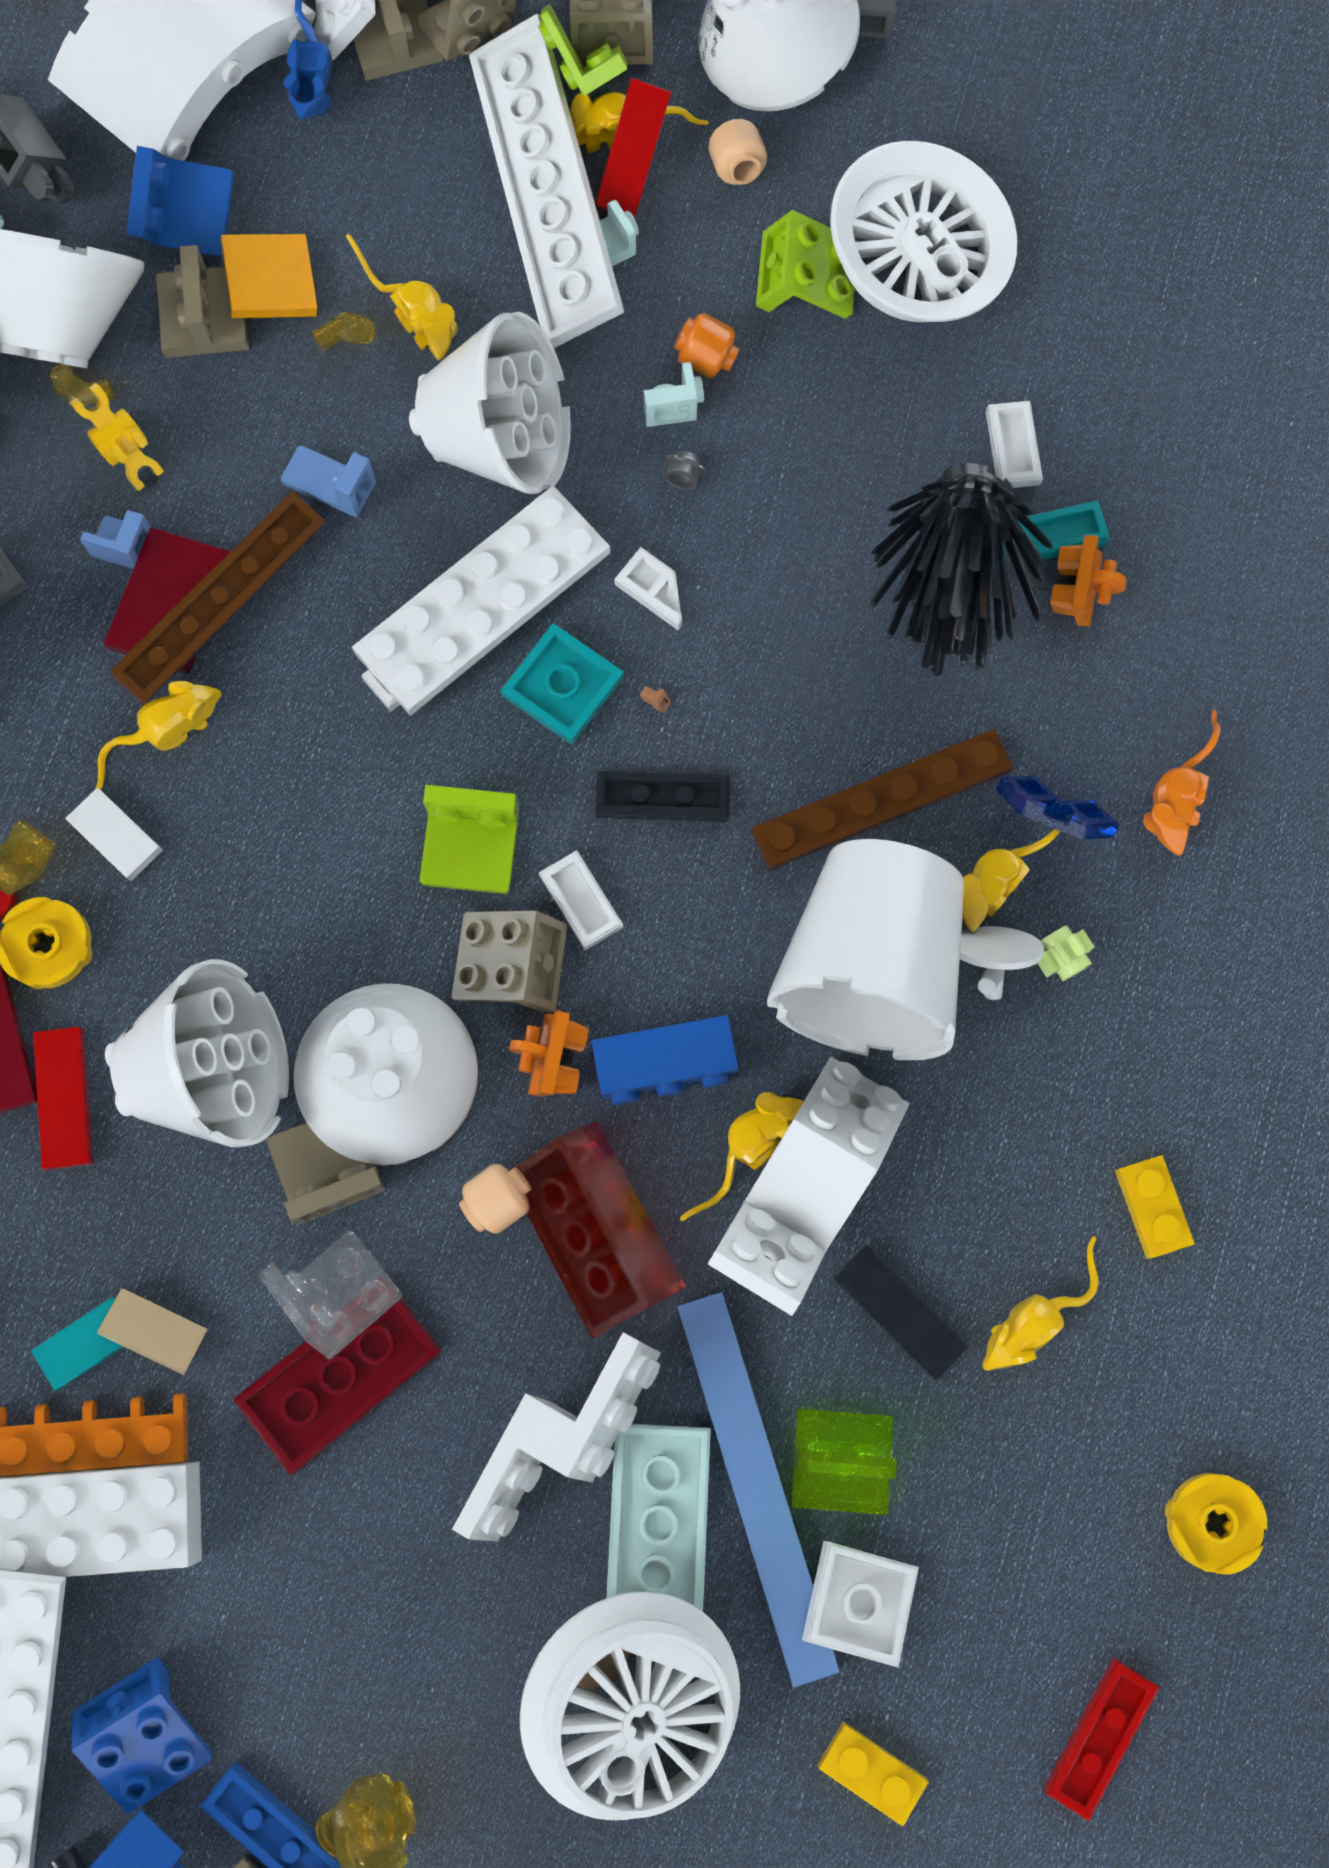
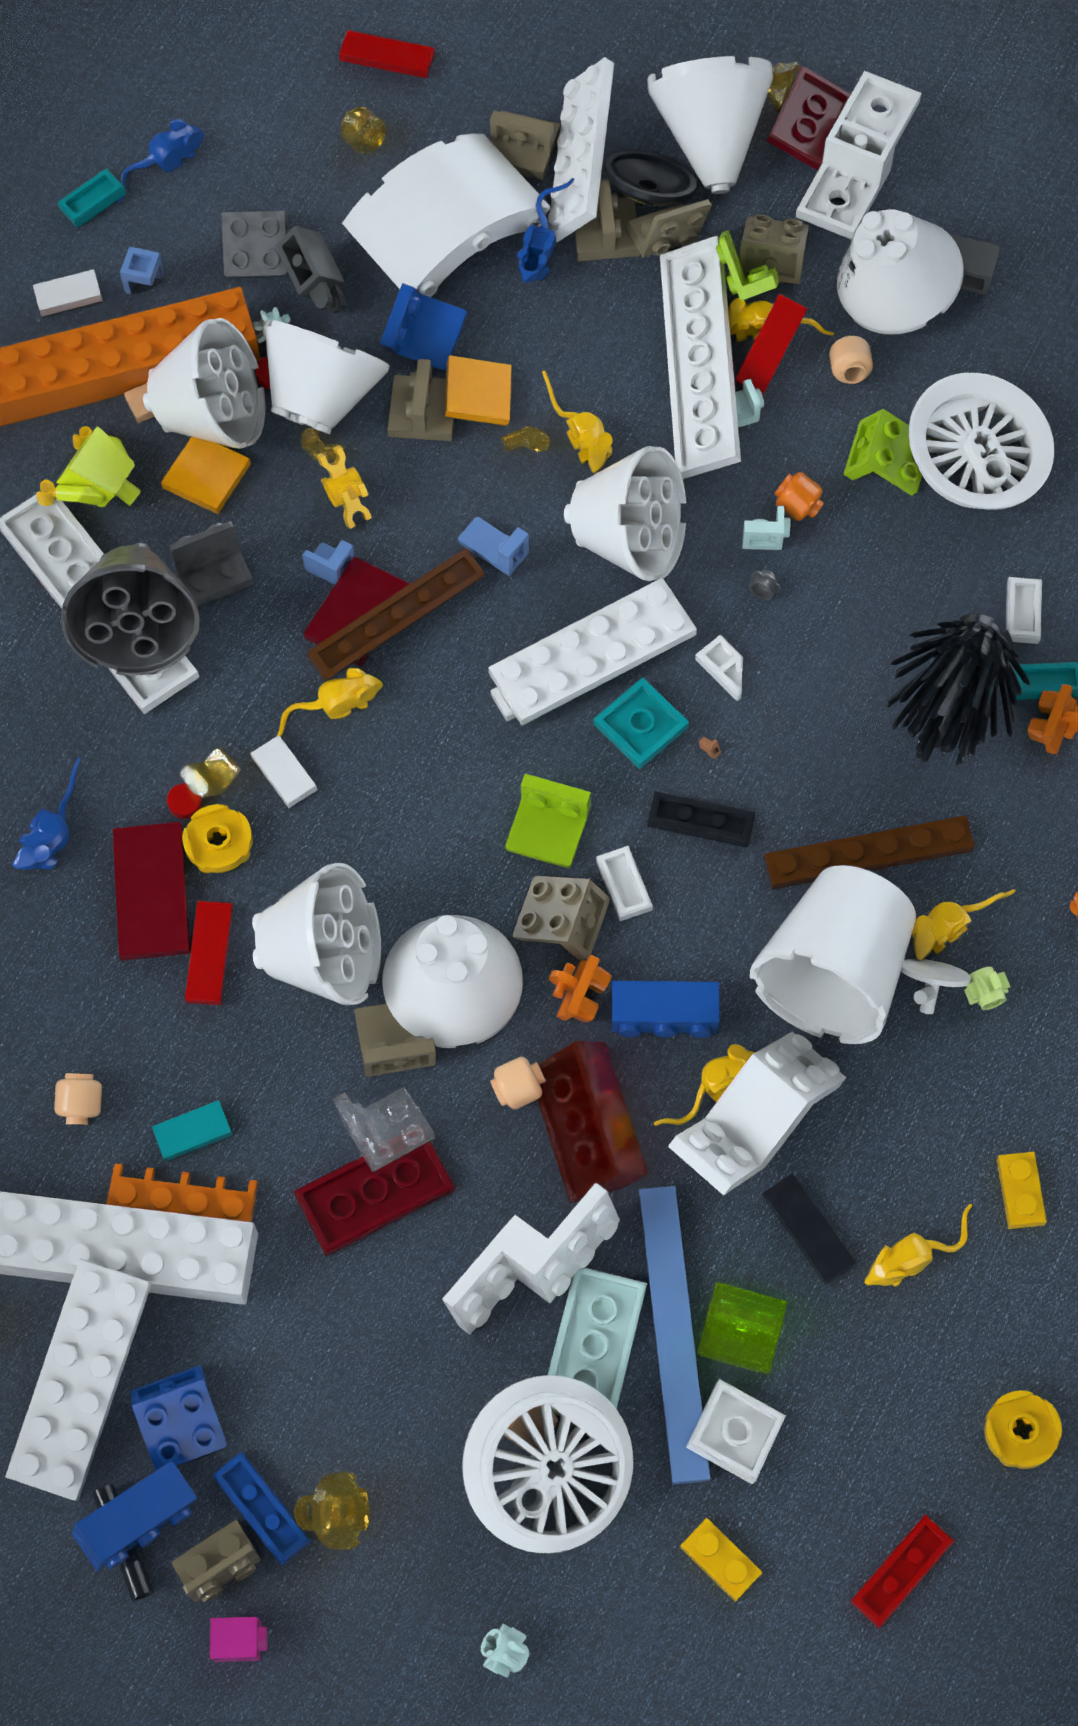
camera: 15 degrees right, 10 degrees down
(152, 1331) = (244, 1129): tan tile -> none
(1074, 817) = (1015, 890): clear blue tile -> none

